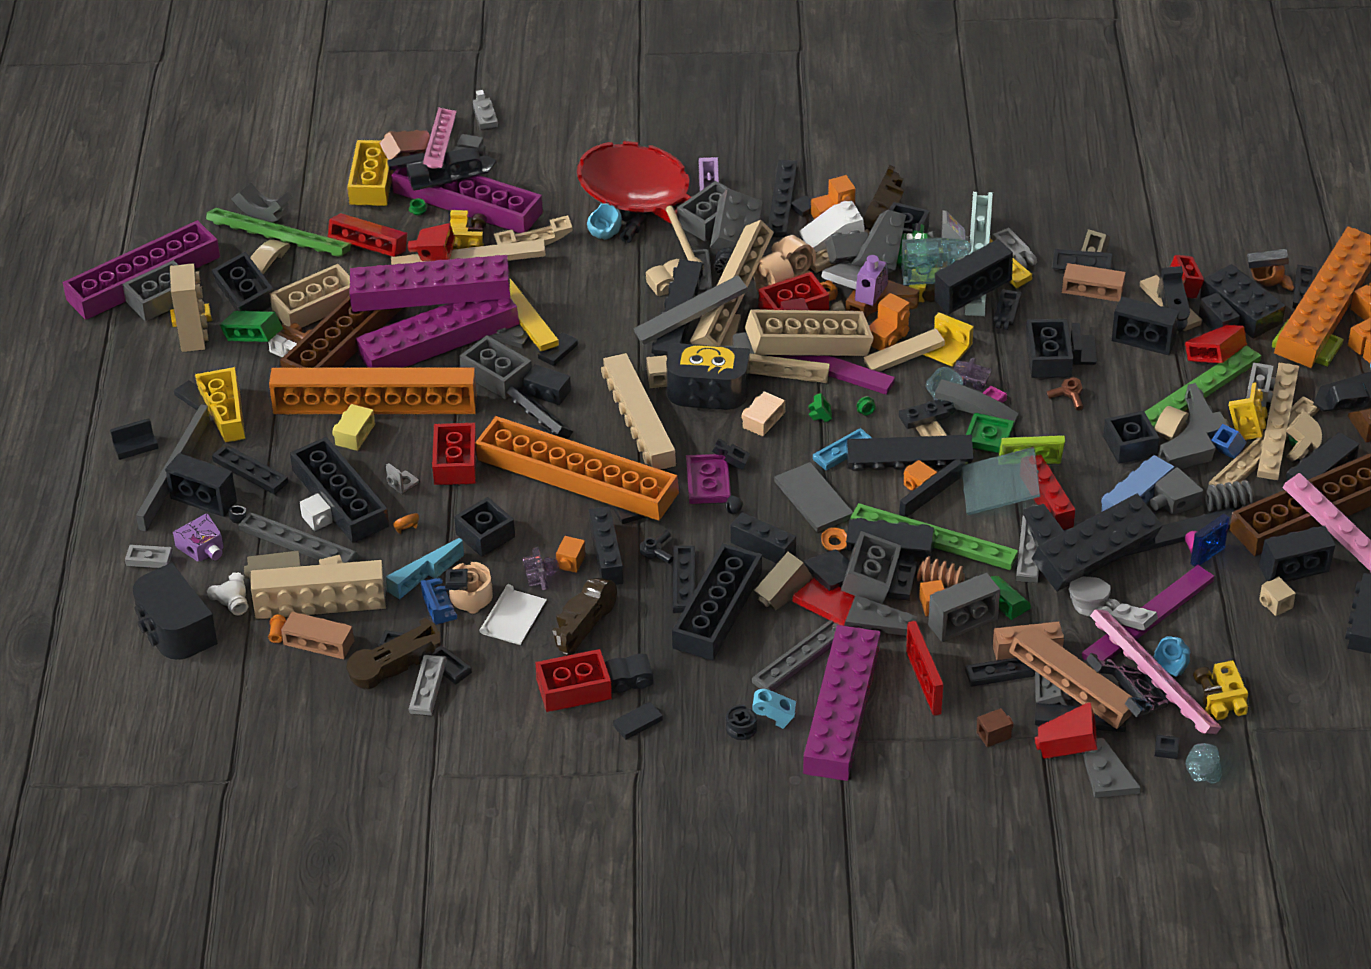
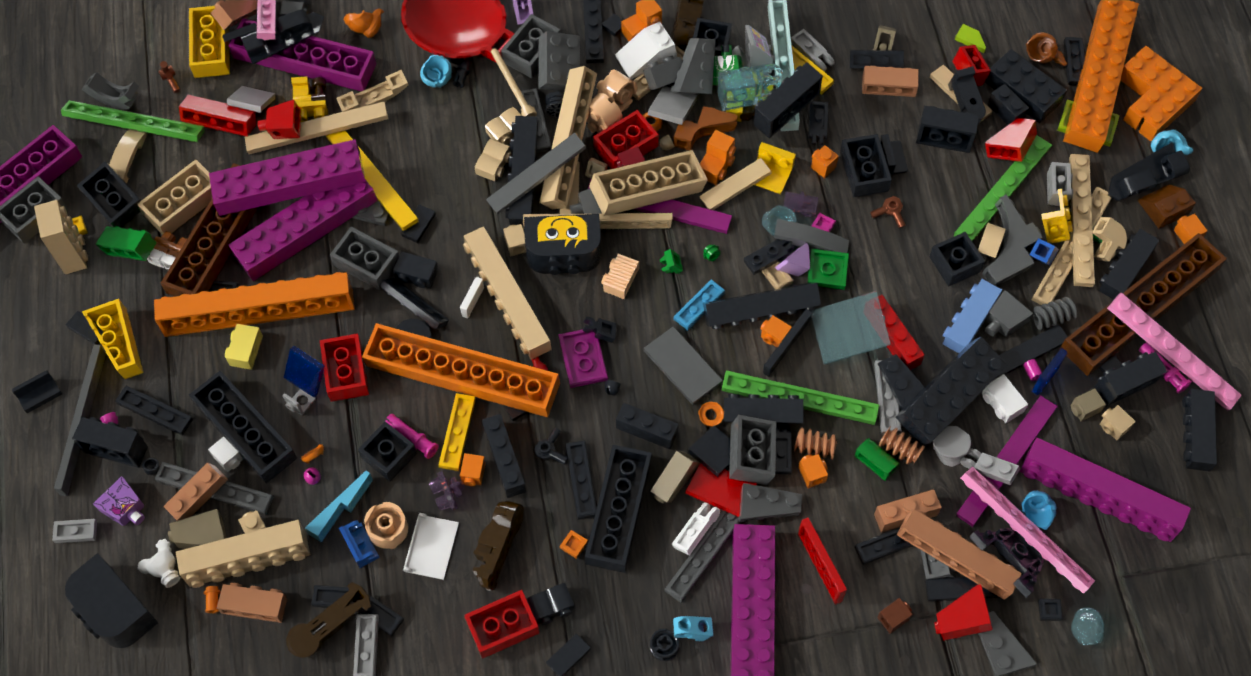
camera: 10 degrees left, 20 degrees up
(281, 533) = (195, 492): none -> nougat brick
(323, 195) = (167, 72): none -> copper piece
(398, 542) = (309, 479): none -> dark pink hinge
(403, 224) = (250, 99): none -> light grey tile
(412, 451) = (304, 371): none -> clear blue tile
(417, 206) = (259, 69): green plate -> none
(456, 579) = (373, 527): black tile -> none
(521, 525) = (418, 439): none -> dark pink pin
(537, 173) = (365, 22): none -> orange hair
(561, 522) = (457, 432): none -> yellow plate
(601, 413) = (472, 297): none -> white tile
(647, 303) = (492, 160): none -> tan brick
(662, 628) = (573, 544): none -> orange plate
(796, 630) = (696, 528): none -> white hinge
(871, 280) = (696, 110): medium lavender torso -> none
(953, 420) = (797, 262): none -> lavender slope
(964, 607) = (844, 482): dark grey brick -> none
(1005, 341) = (824, 161): none -> orange brick
(1032, 587) = (901, 445): none -> nougat piece
(1048, 446) = (882, 288): lime tile -> none
(1156, 562) = (1004, 399): none -> white brick
(1197, 254) = (970, 37): none -> lime tile
(1226, 694) = (1095, 543): yellow hips -> none
(1247, 577) = (1087, 405): none -> dark tan brick
(1248, 644) = (1105, 490): none -> magenta brick
(1267, 258) = (1043, 40): black tile -> none
(1349, 563) = (1173, 374): none -> dark pink pin

